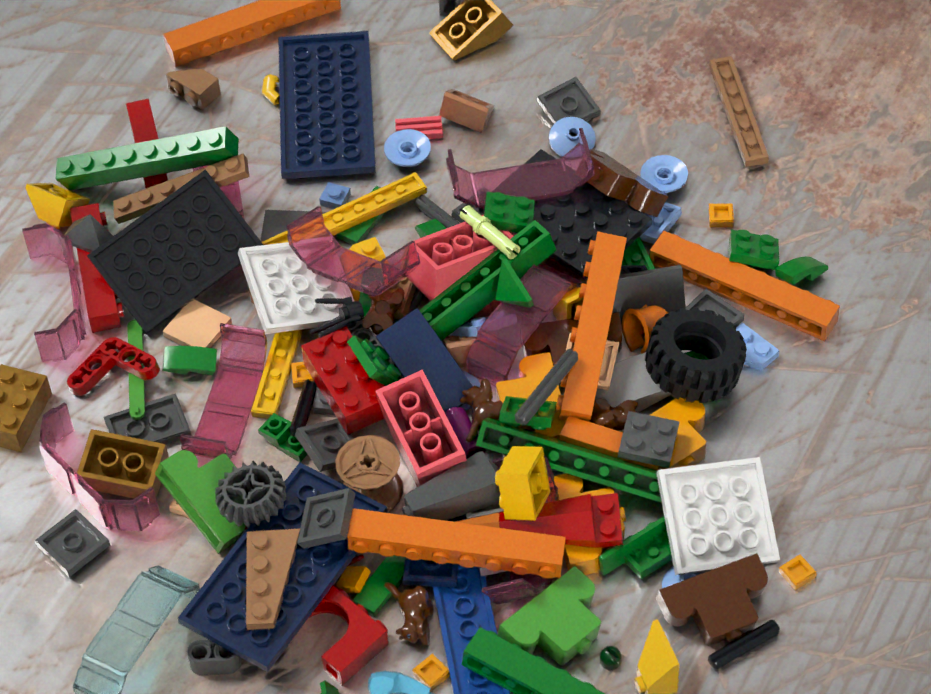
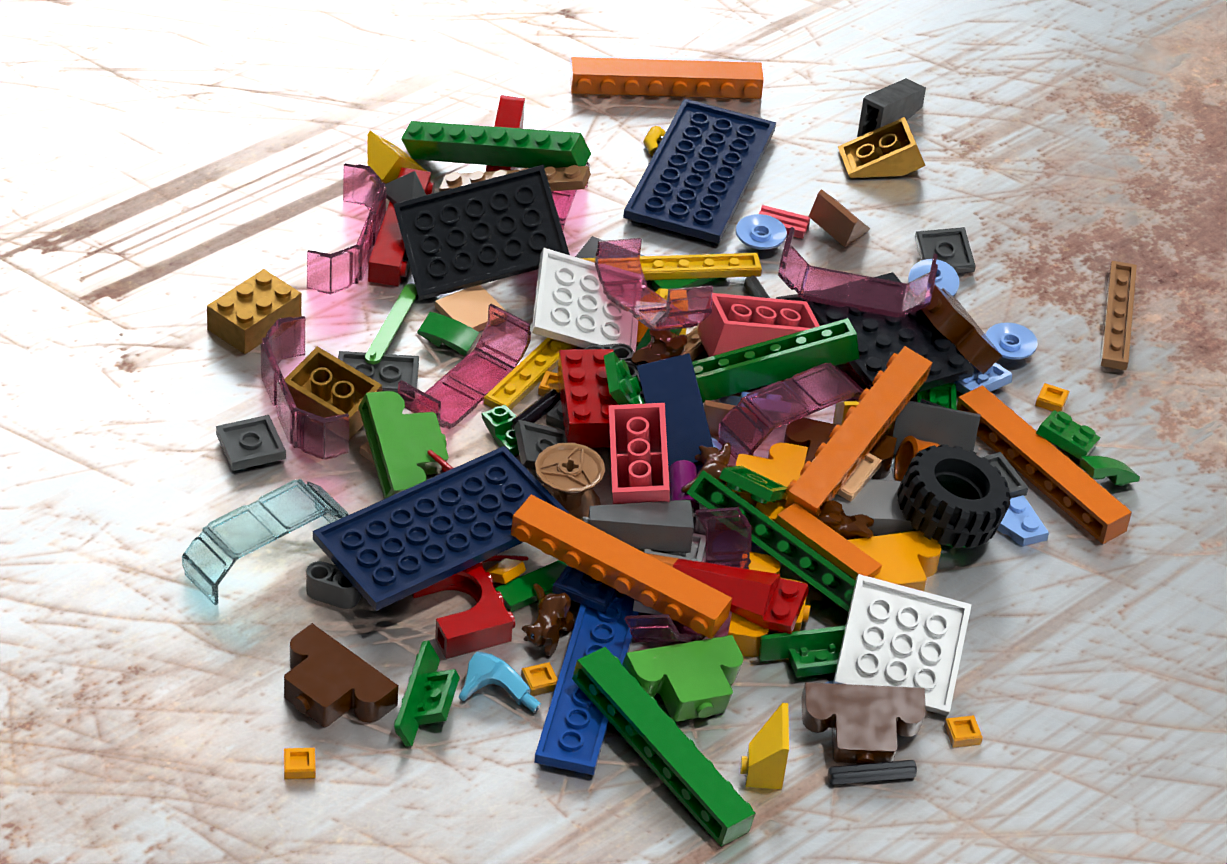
camera: 15 degrees right, 10 degrees down
(85, 378) = (373, 301): red beam -> none
(194, 86) = (579, 112): medium nougat slope -> none
(250, 494) = (440, 451): dark grey gear -> none
(268, 570) = (418, 524): medium nougat wing -> none
(326, 518) = (501, 495): dark grey plate -> none
(334, 195) = (666, 247): medium blue plate -> none
(349, 312) = (624, 340): black plant -> none
(483, 226) = (793, 307): yellowish green pin -> none
(508, 211) = (825, 306): green plate -> none
(511, 288) = (792, 368): green slope -> none
(523, 483) = (713, 535): yellow brick -> none
(546, 387) = (781, 462): dark grey axle -> none
(607, 660) = (723, 733): dark green hinge -> none
(648, 439) = (865, 550): dark grey plate -> none

